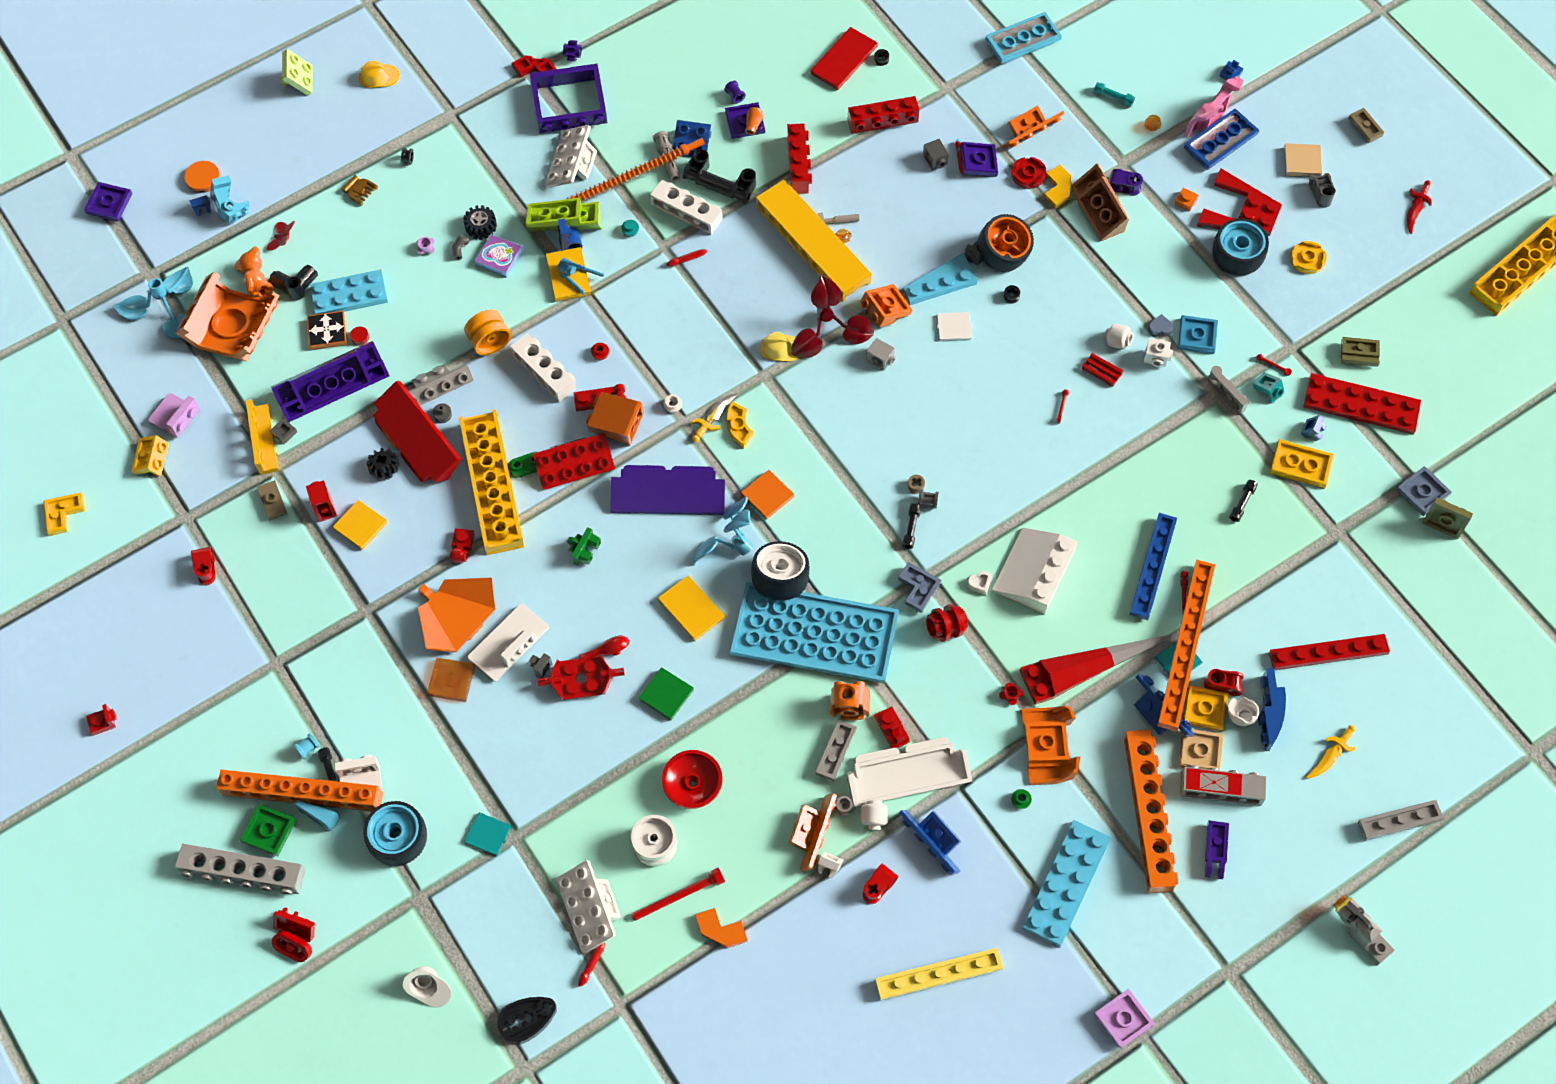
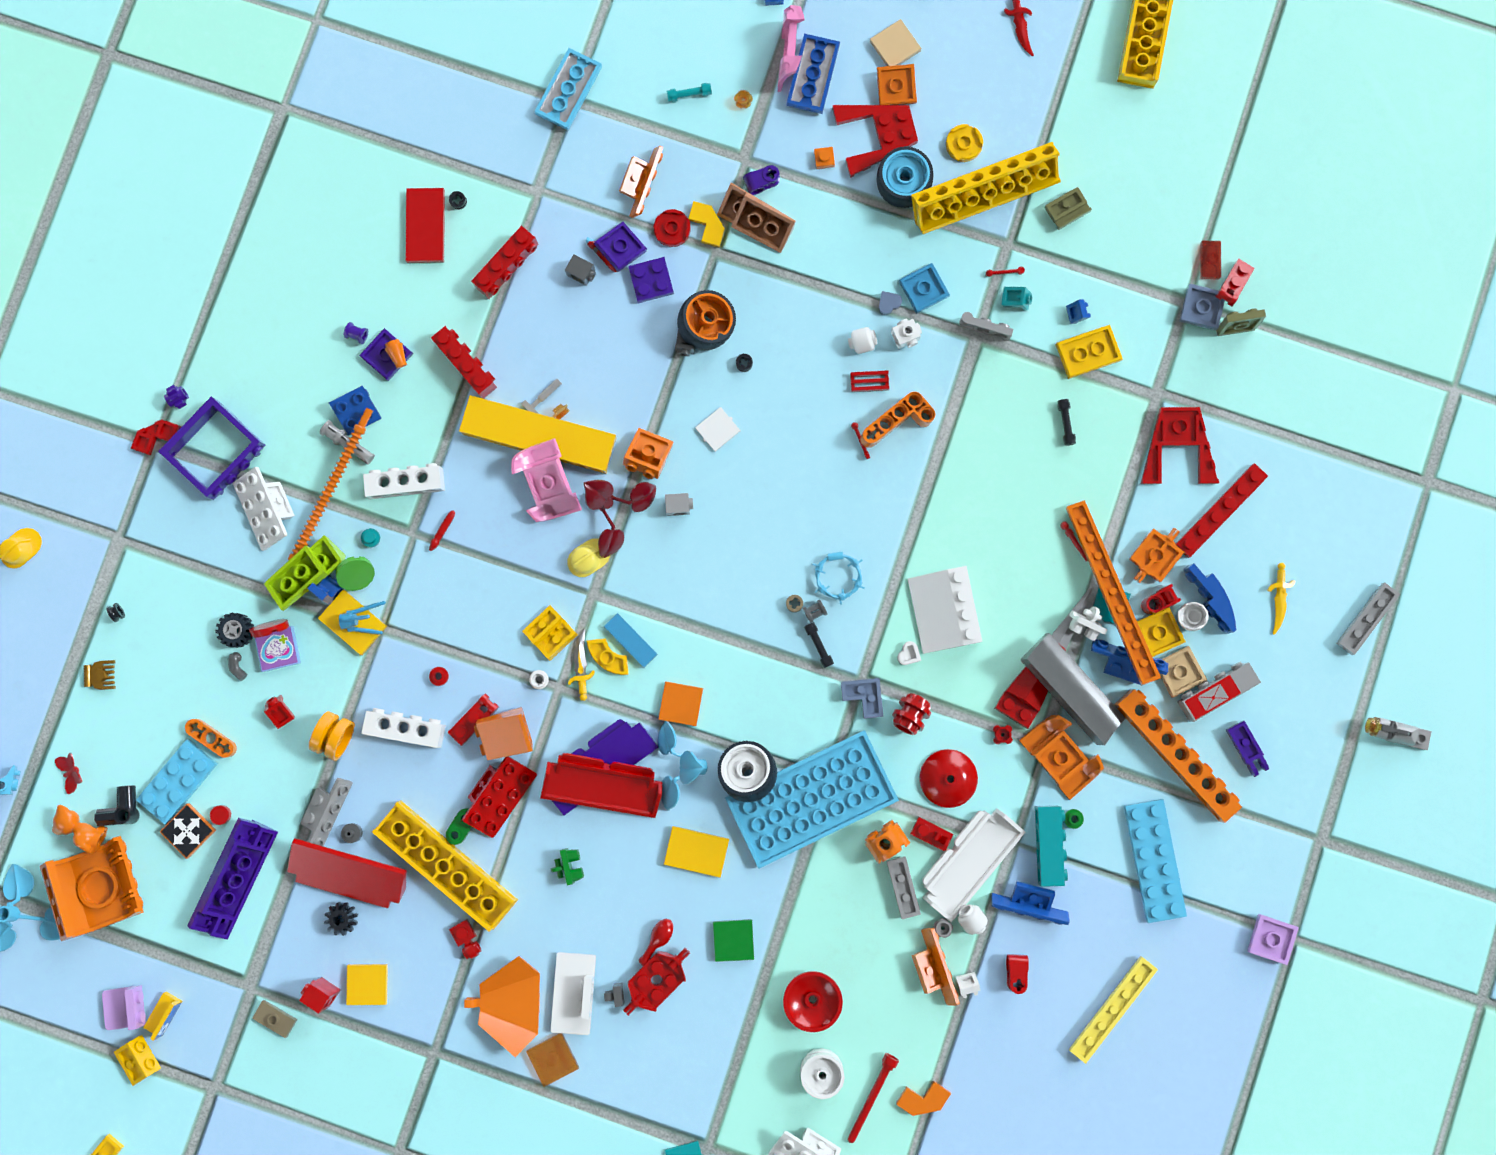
camera: 30 degrees left, 20 degrees up
(196, 439) = (162, 1015): none -> yellow panel
(203, 565) = (265, 1118): red piece -> none
(262, 440) = (217, 972): yellow fence -> none
(283, 431) = (232, 954): dark grey tile -> none
(397, 287) = (219, 750): none -> orange beam
(425, 241) = (206, 681): lavender plate -> none
(462, 295) = (278, 711): none -> red bracket
(506, 232) = (269, 627): none -> red tile
(599, 239) = (354, 573): none -> bright green tile
(663, 510) = (602, 785): none -> red slope
(697, 171) = (385, 440): black piece -> none
(708, 378) = (550, 632): none -> yellow slope
(766, 424) = (631, 640): none -> dark azure tile
(792, 272) = (546, 481): none -> bright pink piece
(935, 707) = (935, 773): none -> red dish
(947, 278) = (679, 385): medium azure wing -> none
(974, 470) = (837, 556): none -> medium azure piece
(984, 195) = (651, 280): none -> dark purple plate
(984, 804) = (1050, 846): none -> teal brick
(1077, 405) = (894, 421): none -> orange beam
(1097, 695) = (1073, 689): none -> dark grey arch
(1142, 647) = (1094, 628): none -> white hips
(1153, 566) = (1036, 537): blue plate -> none
(1246, 646) = (1156, 555): none -> orange plate
(1283, 185) = (896, 85): none -> orange tile
(1301, 292) = (986, 188): none -> yellow tile
(1322, 189) = (930, 61): dark grey piece -> none
(1335, 564) = (1179, 428): none -> red wing
(1362, 403) = (1100, 257): red plate -> none
(1456, 463) = (1210, 259): none -> clear red plate
(1465, 489) = (1235, 282): none -> plate

